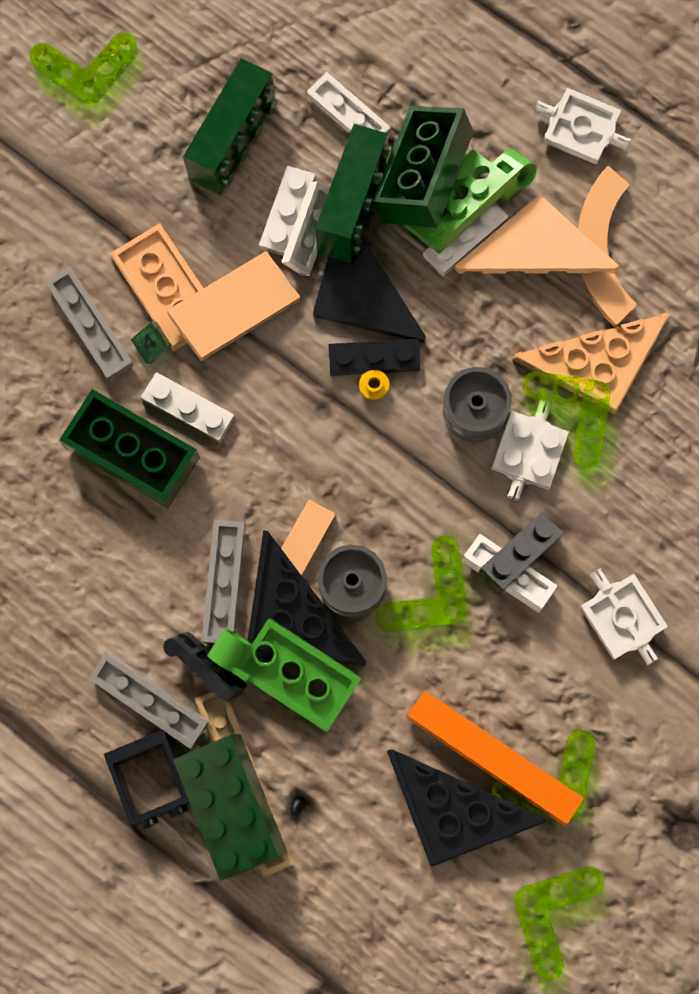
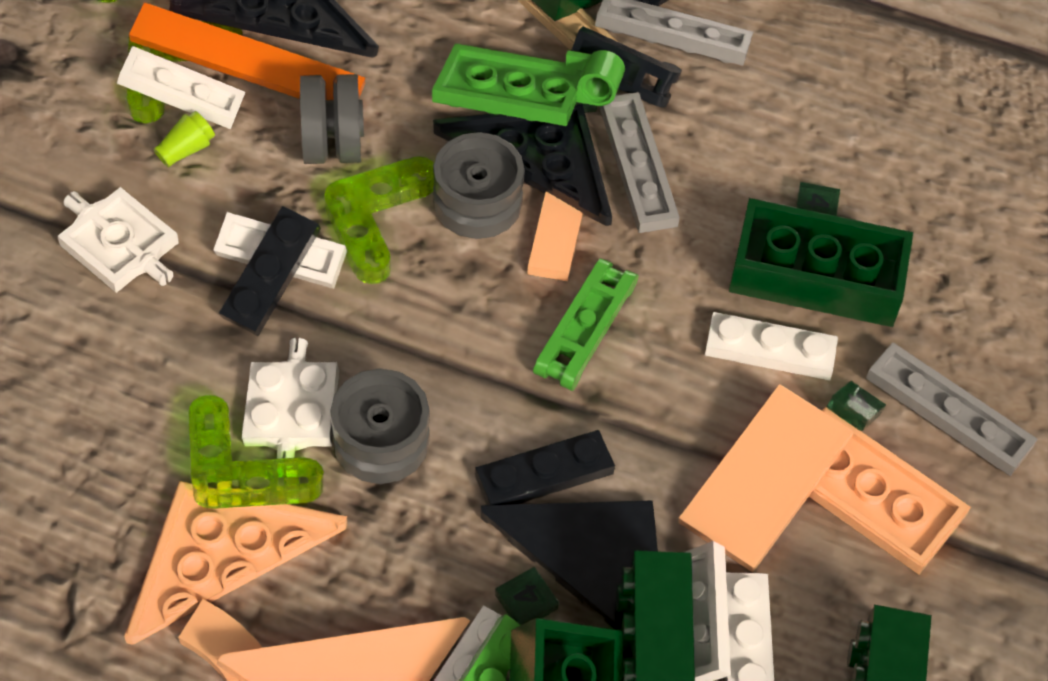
camera: 155 degrees right, 20 degrees down
(106, 511) = (818, 198): none -> clear green tile
(308, 457) = (585, 323): none -> bright green plate
(371, 393) = (528, 441): yellow plate -> none
(414, 273) = (527, 597): none -> clear green tile
(446, 665) = (331, 119): none -> dark grey wheel
(552, 738) = (180, 87): none -> white plate
(555, 697) = (184, 139): none -> lime cone

